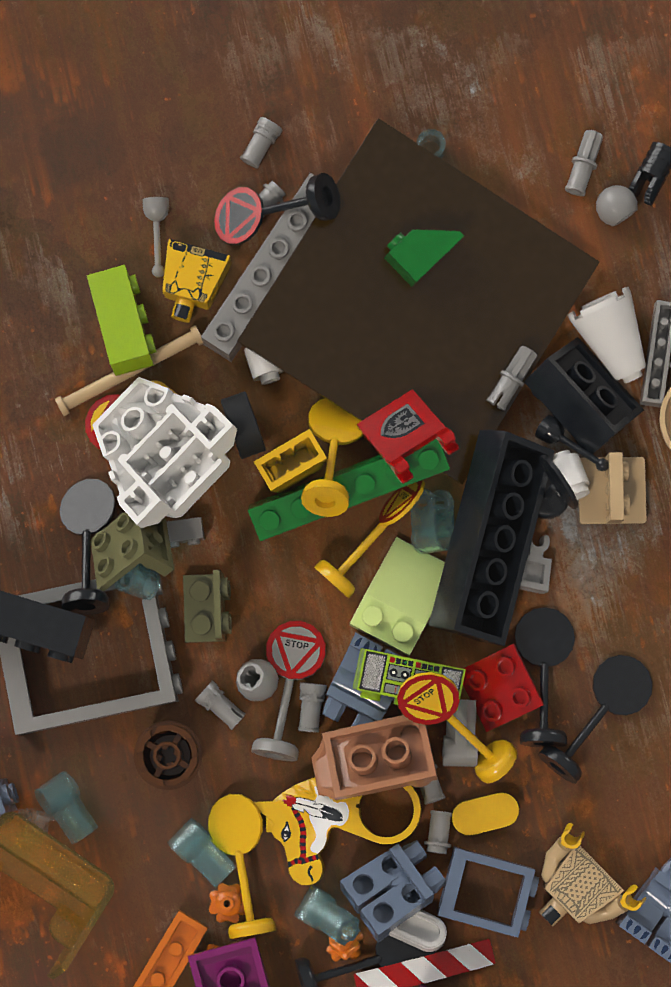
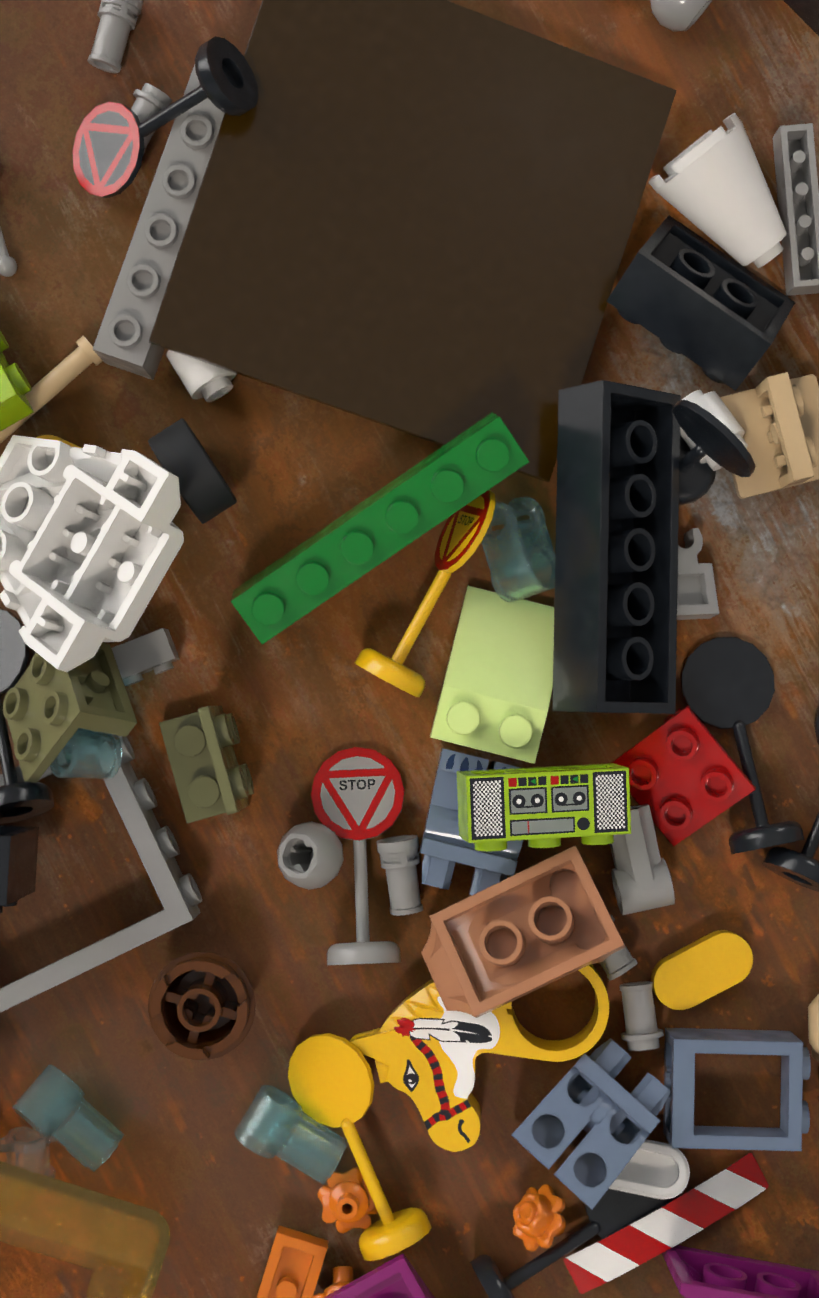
camera: 15 degrees left, 5 degrees up
(192, 277) = (60, 261): yellow torso -> none
(213, 699) = (254, 900): light grey pin -> none
(291, 462) = (279, 510): yellow torso -> none
(322, 913) = (494, 1183): clear light blue piece -> none
(335, 427) = (338, 440): yellow piece -> none
(403, 429) = (442, 418): red flag -> none
(419, 251) = (400, 131): green slope -> none
(435, 698) = (596, 825): yellow piece -> none
(512, 377) = (588, 298): light grey axle -> none
(552, 431) = (667, 367): black hinge -> none

